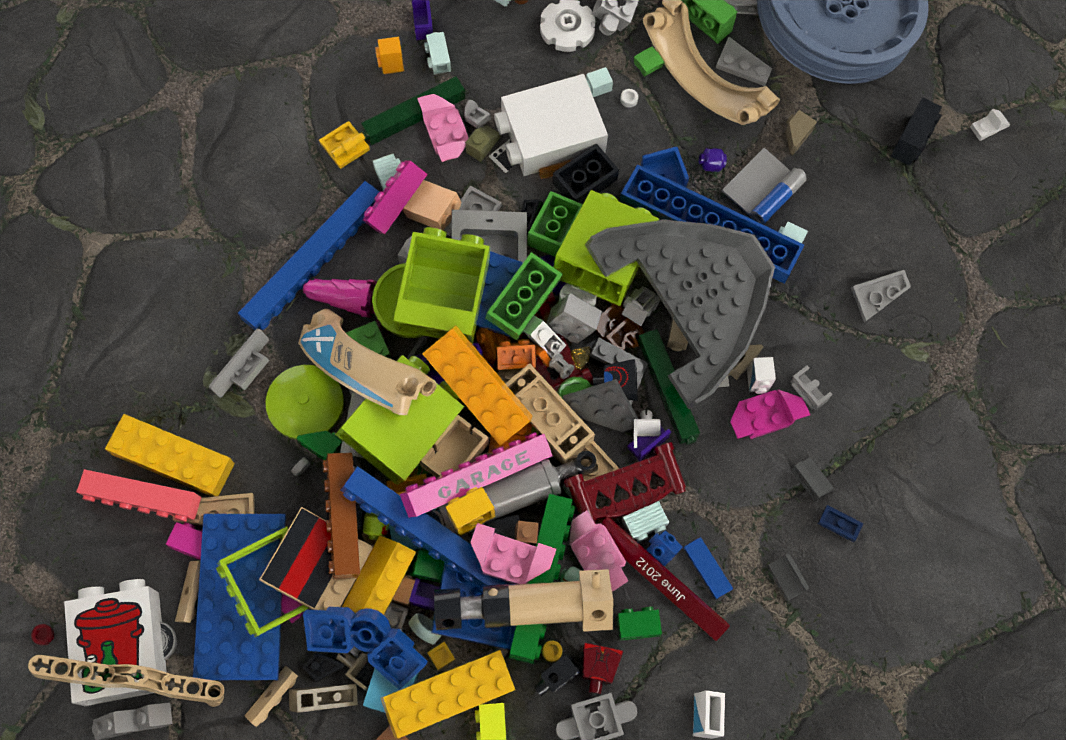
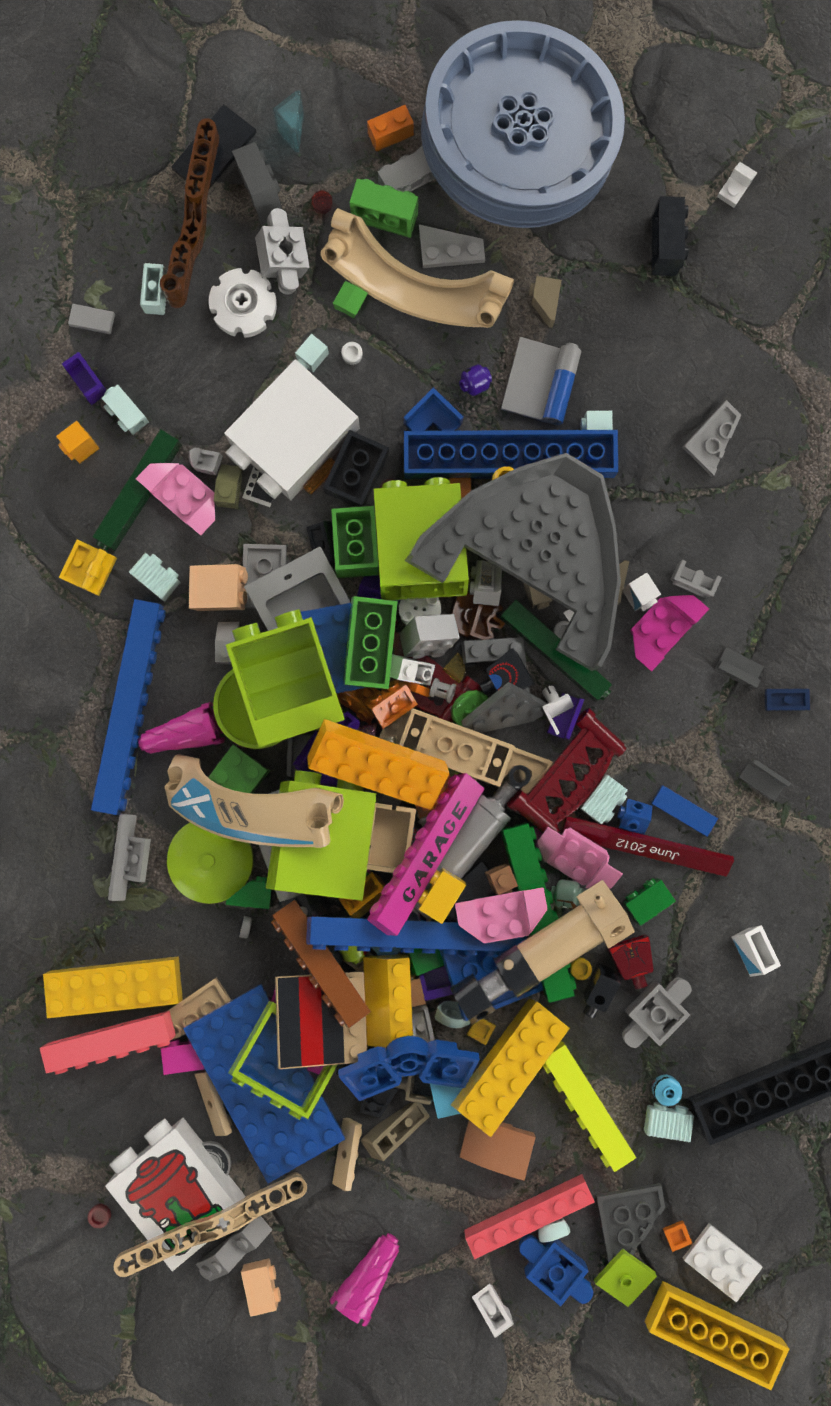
camera: 30 degrees left, 15 degrees up
(394, 197) = (175, 602): dark pink brick -> none

